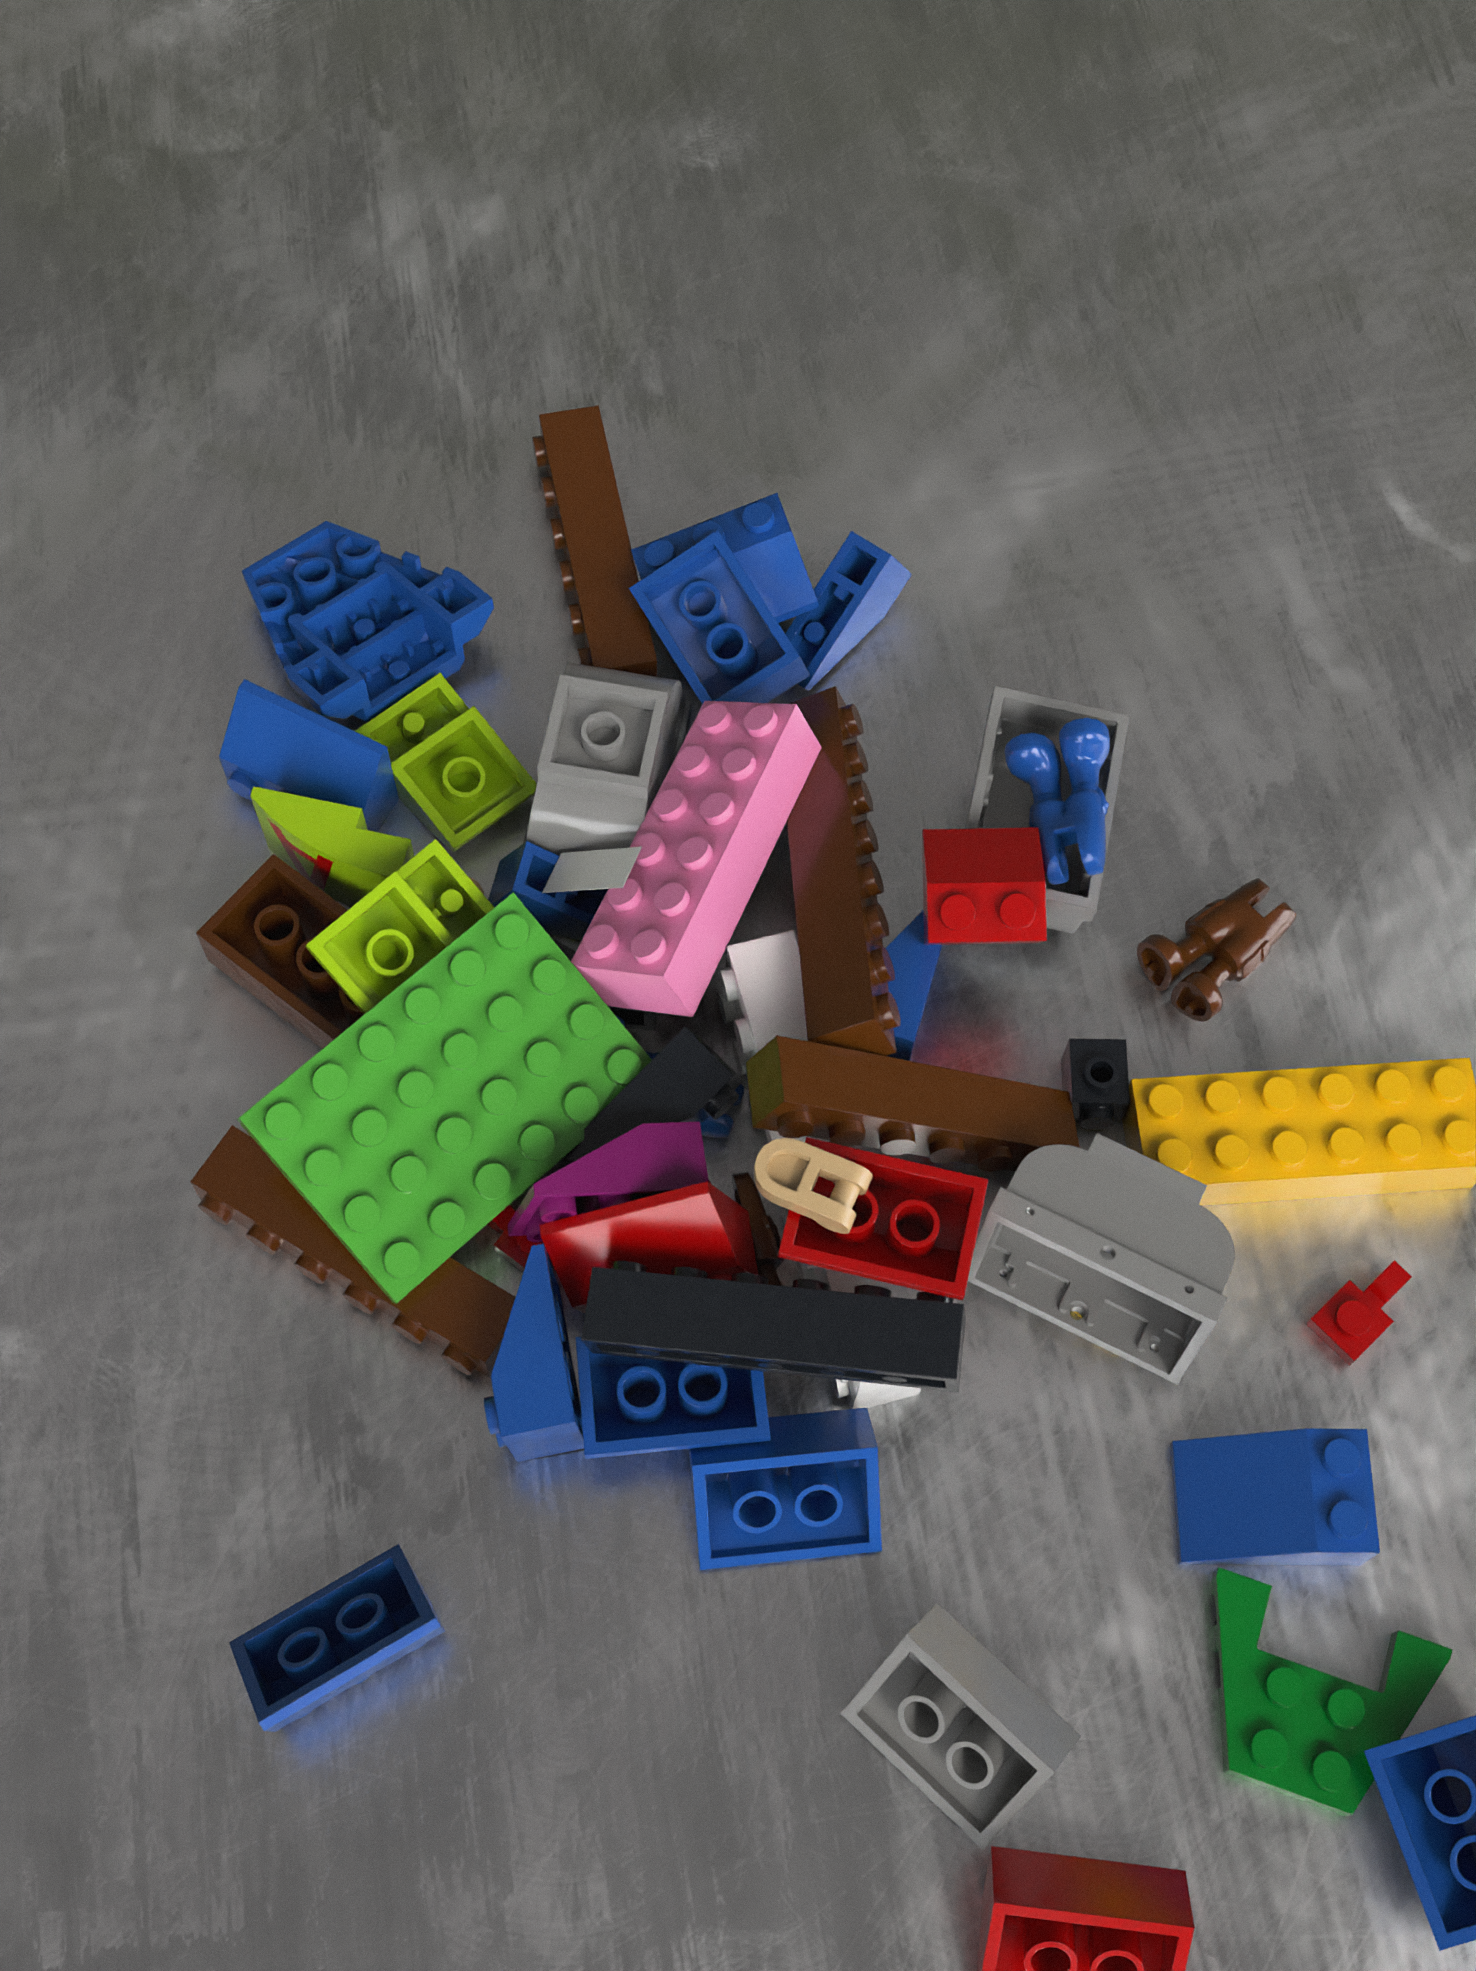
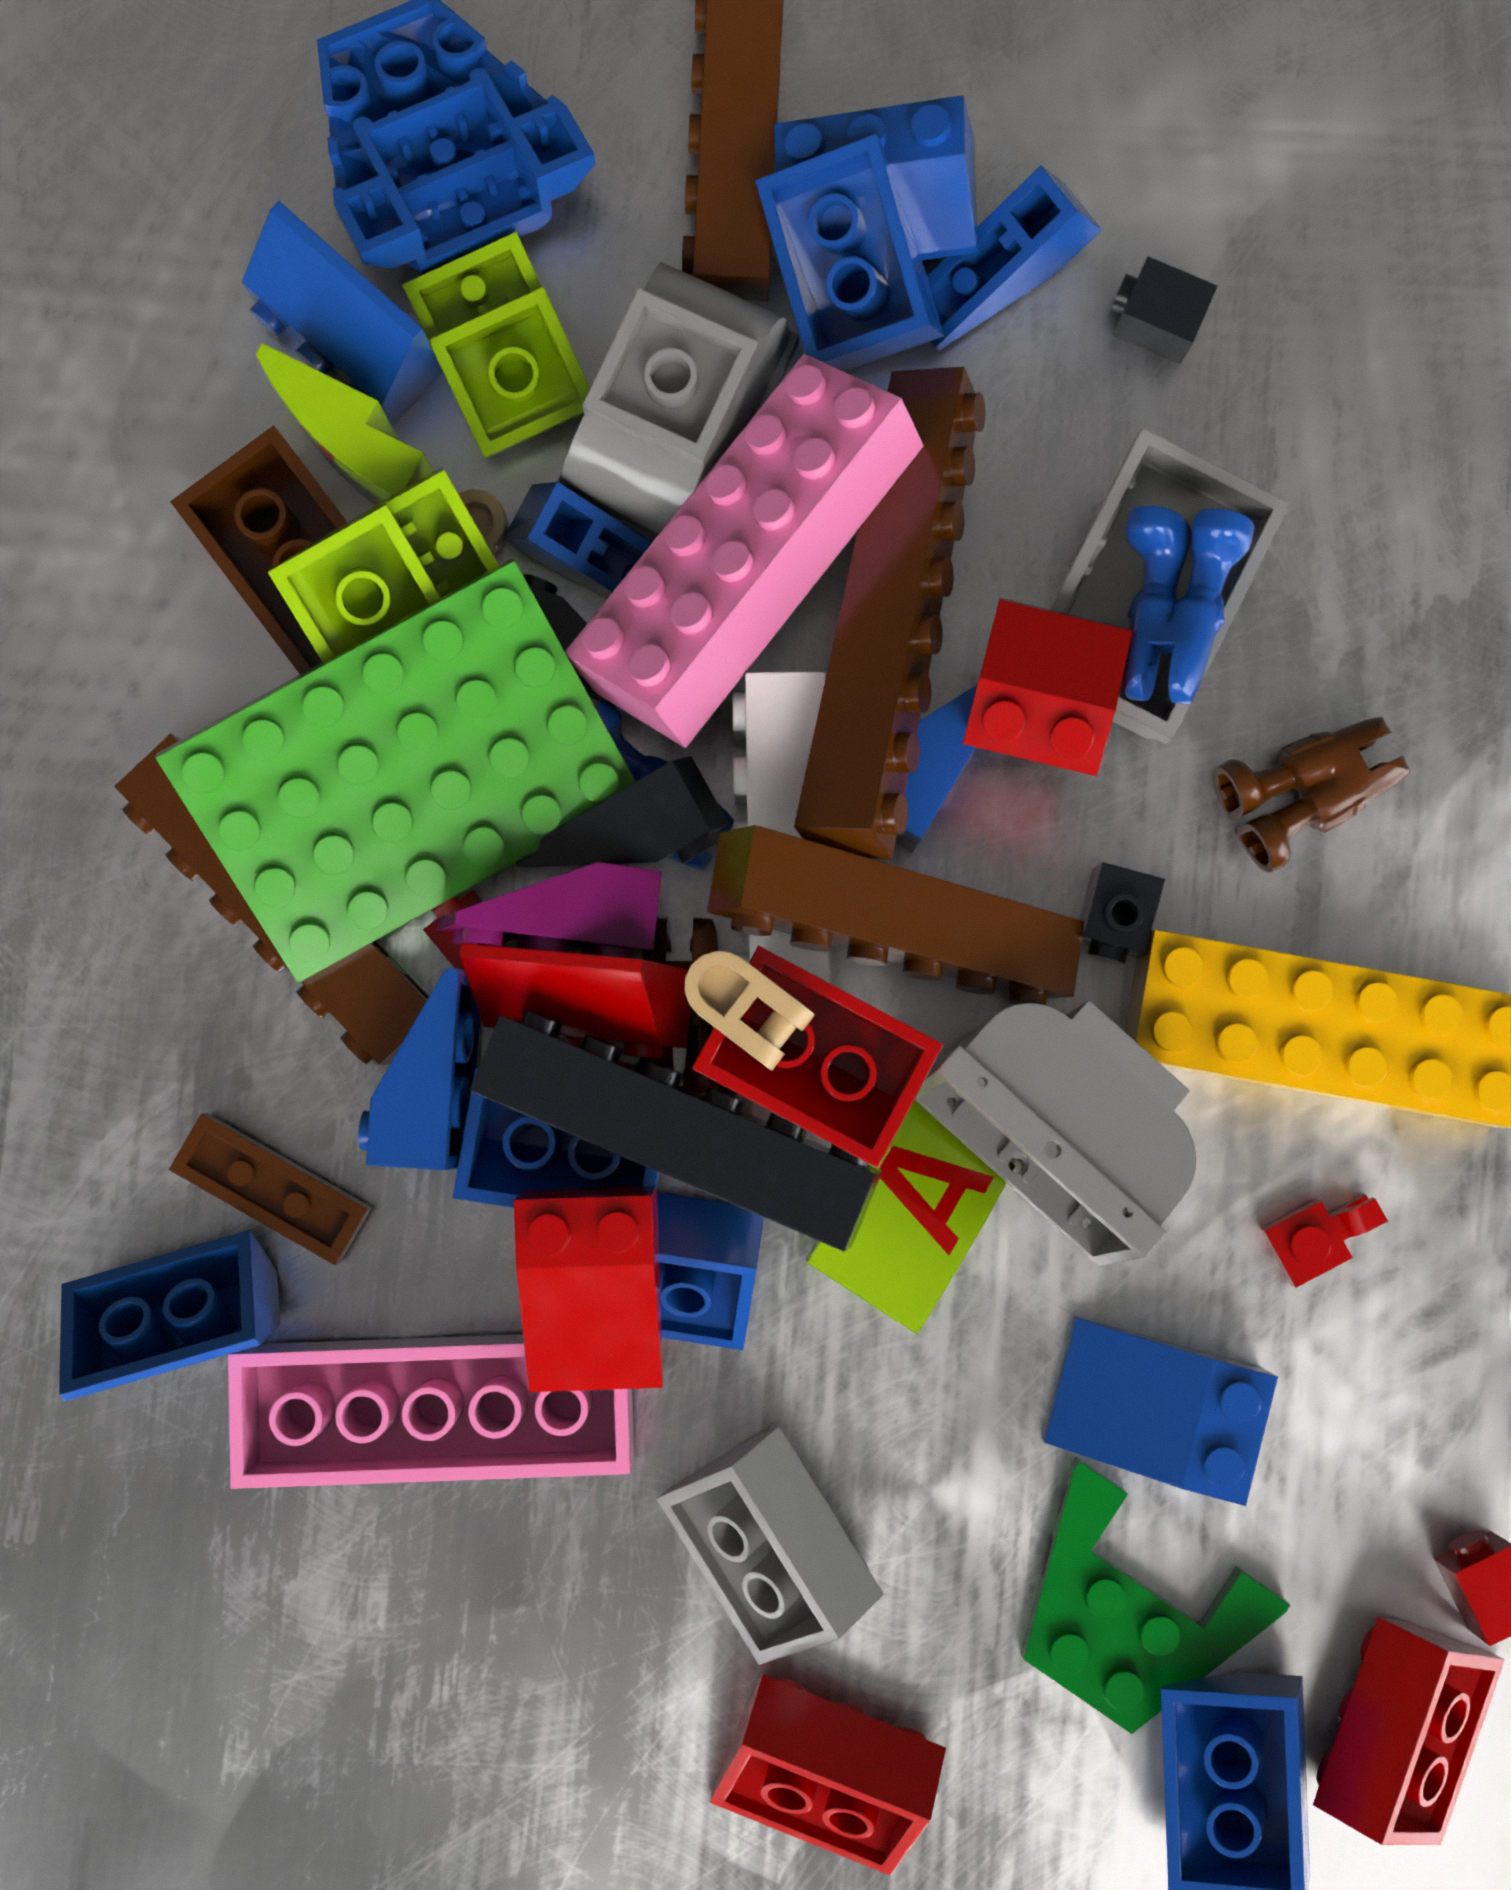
camera: 20 degrees right, 20 degrees up
(406, 1511) = (270, 1188): none -> reddish brown plate
(592, 870) = (619, 540): white sticker -> none
(609, 1669) = (413, 1415): none -> bright pink brick
(735, 1497) = (589, 1288): none -> red slope
(977, 620) = (1162, 309): none -> black brick
(1005, 1390) = (917, 1222): none -> lime slope

